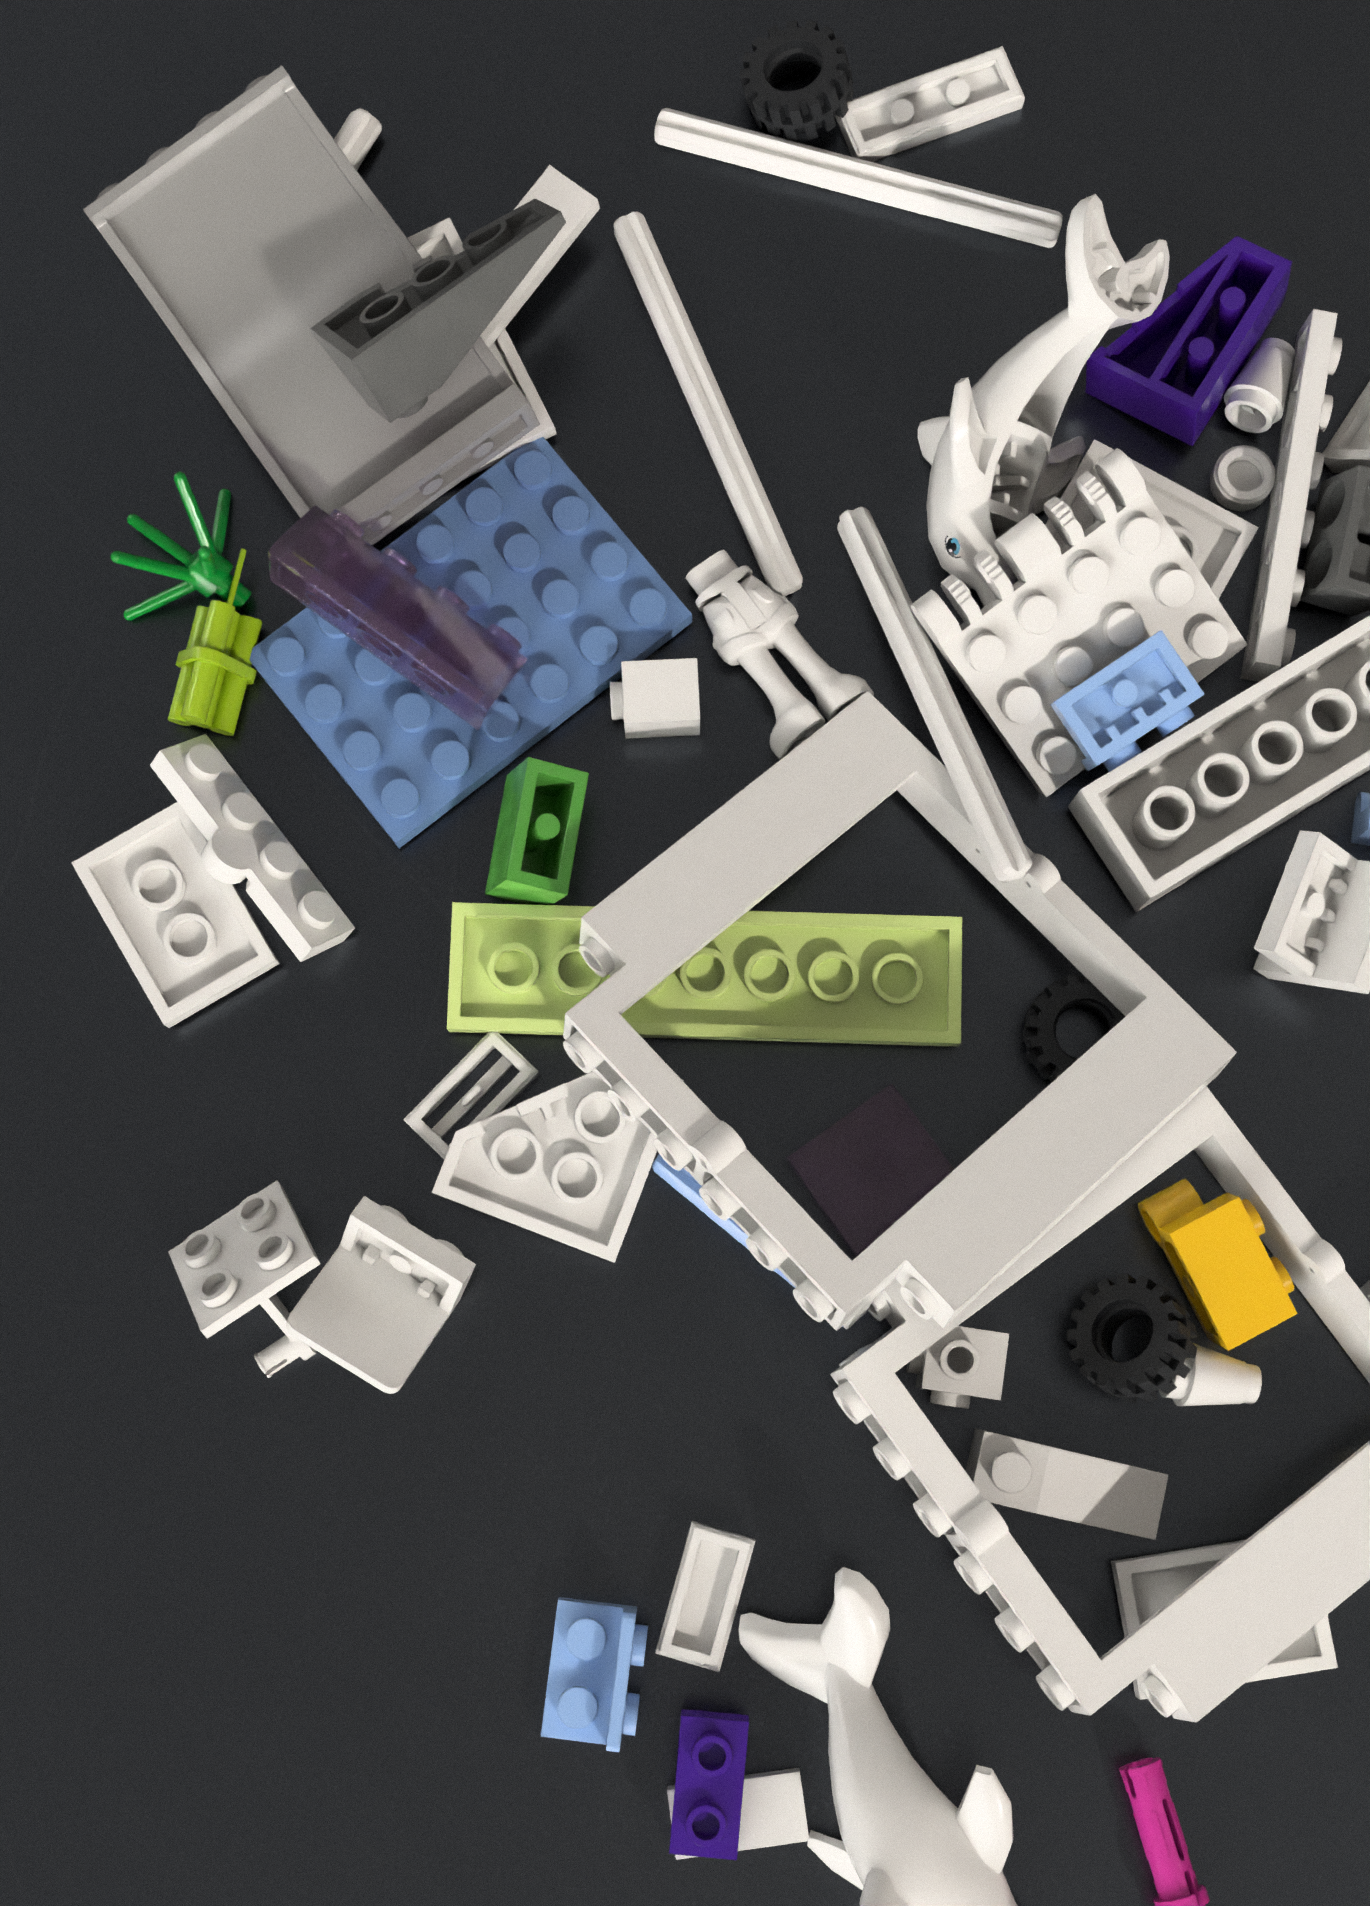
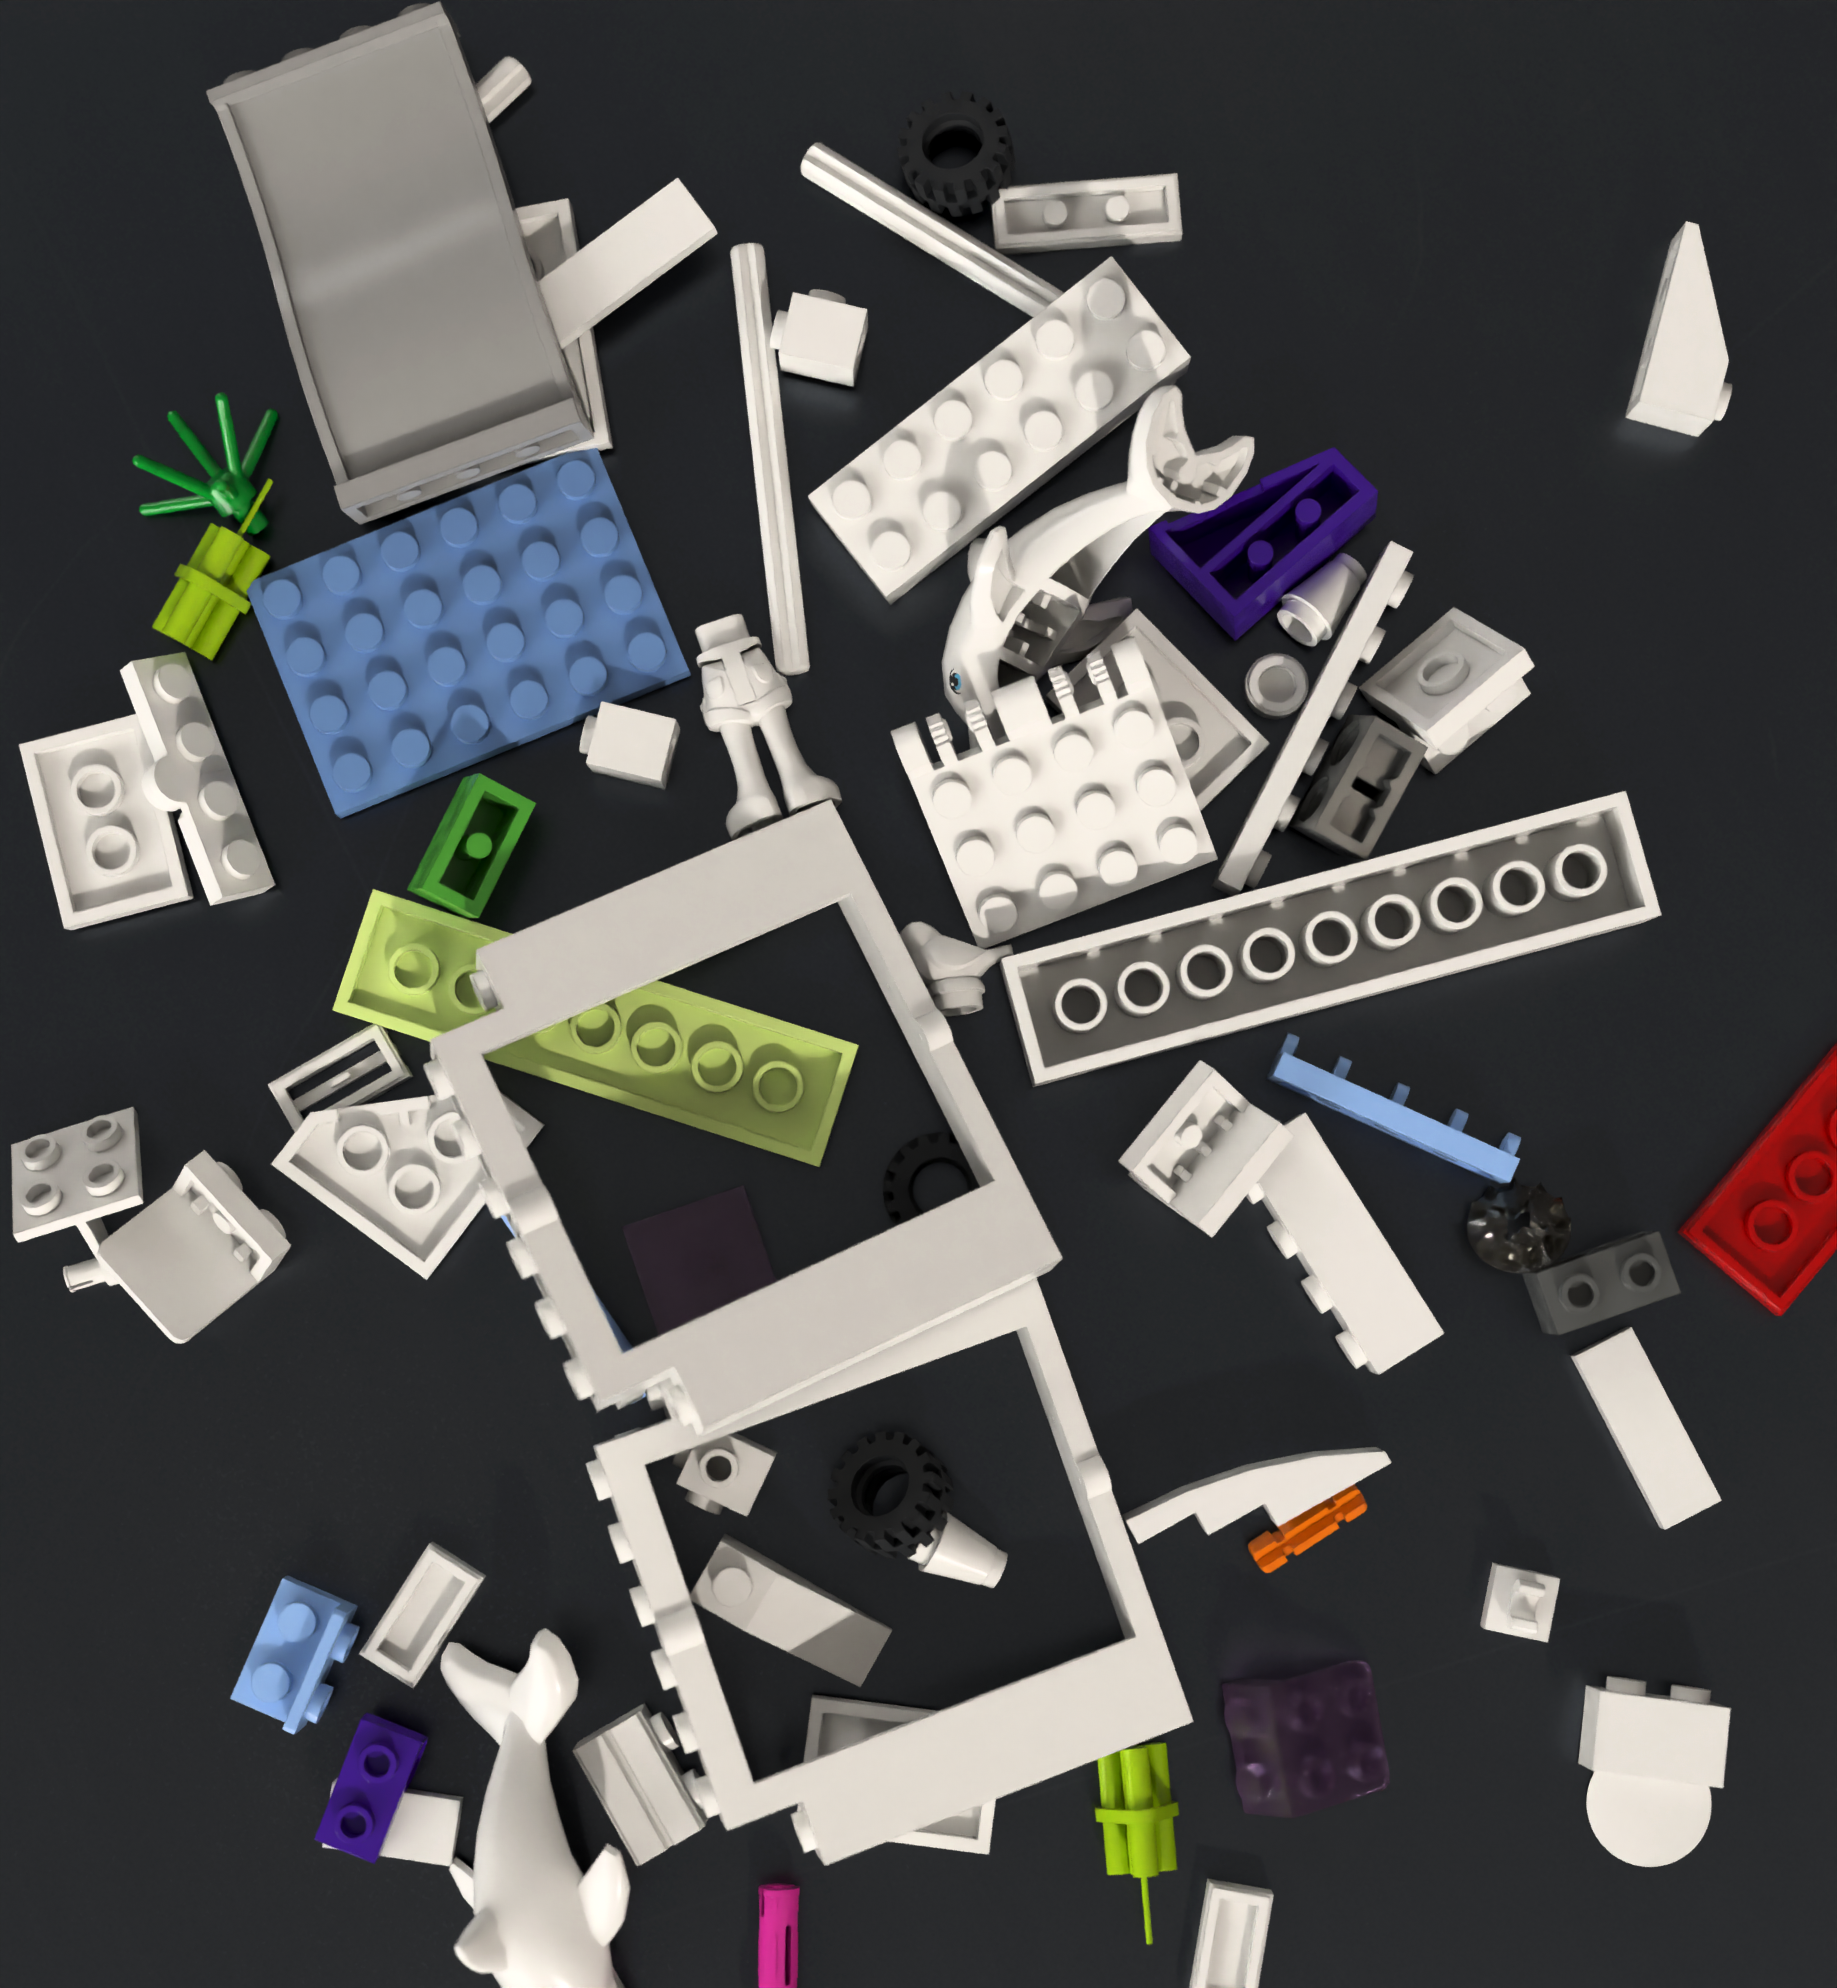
camera: 15 degrees right, 5 degrees up
(395, 614) = (389, 596): clear purple slope -> none
(413, 337) = (490, 319): dark grey wedge -> none
(724, 276) = (820, 337): none -> white brick
(918, 311) = (1000, 430): none -> white brick
(934, 697) = (891, 823): white axle -> none
(974, 1699) = (642, 1782): none -> white brick
(1036, 818) = (950, 967): none -> white animal
(1128, 700) = (1074, 886): light blue bracket -> none
(1220, 1262) = (1001, 1447): yellow hinge -> none

